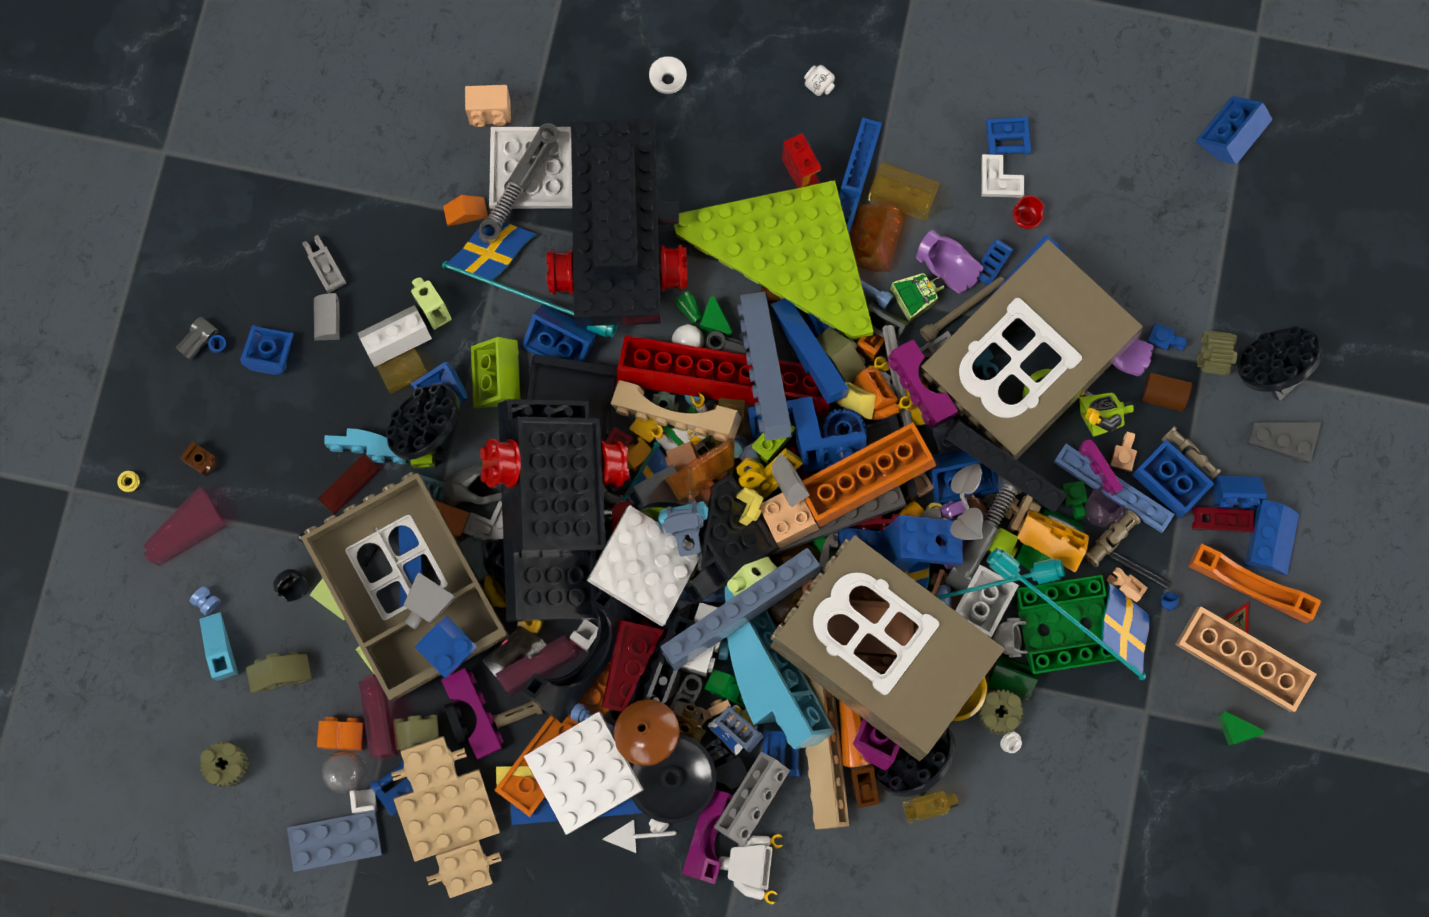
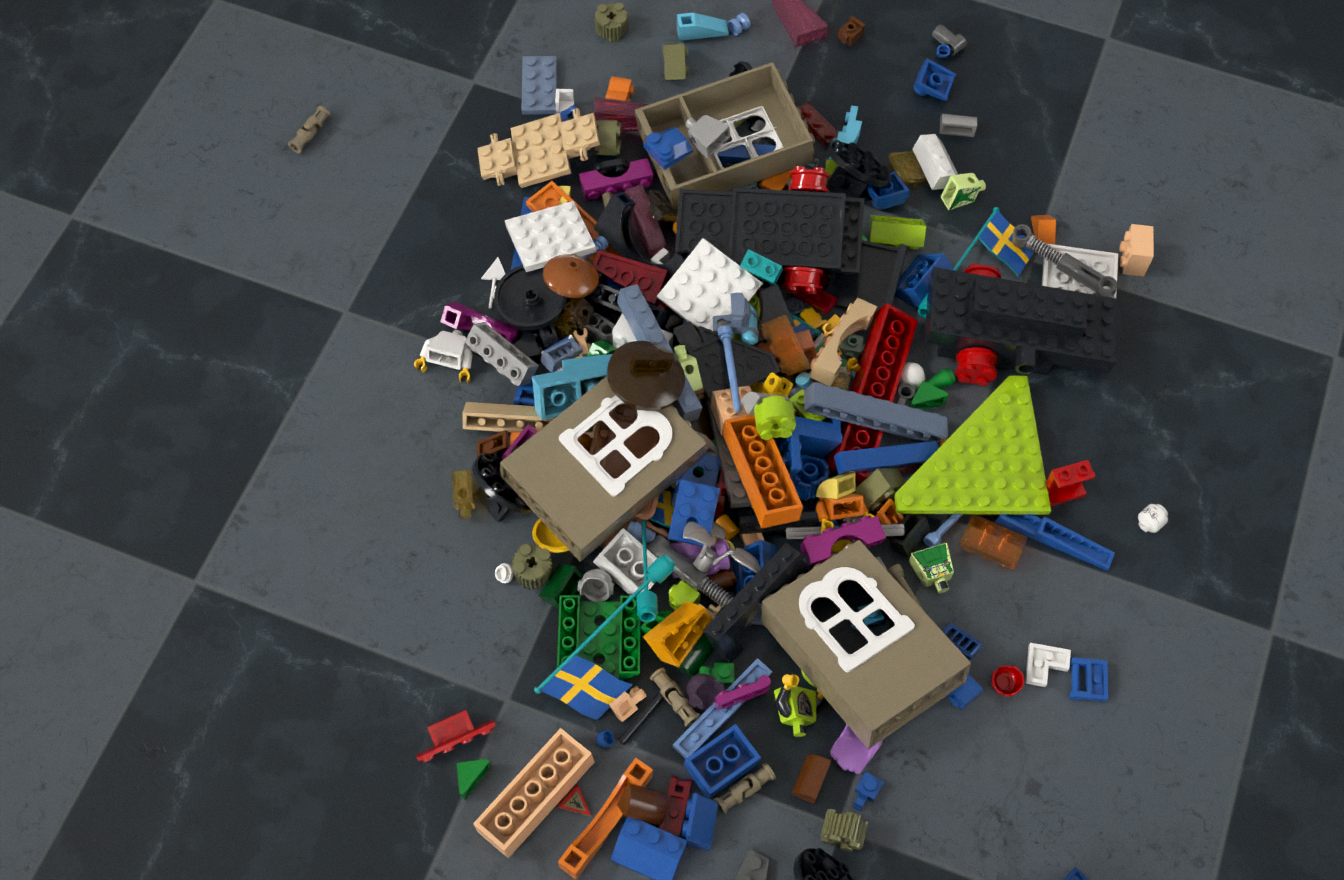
camera: 100 degrees right, 15 degrees down
(325, 266) = (1003, 127): light grey hinge -> none
(344, 771) = (586, 91): clear cylinder -> none
(615, 507) = (761, 267): none -> teal brick
(667, 66) = (1163, 387): white piece -> none
(710, 535) = (725, 333): none -> medium blue piece
(753, 502) = (745, 378): light yellow bracket -> none
(793, 610) = (645, 375): none -> dark brown bracket
(813, 464) = (774, 417): none -> lime brick
(904, 190) = (1039, 575): clear yellow slope -> none
(949, 261) = (964, 598): medium lavender hair -> none
(1124, 456) = (754, 726): light nougat plate -> none
(1199, 757) = (452, 731): none -> red bracket
(1236, 548) = (643, 804): none -> reddish brown brick

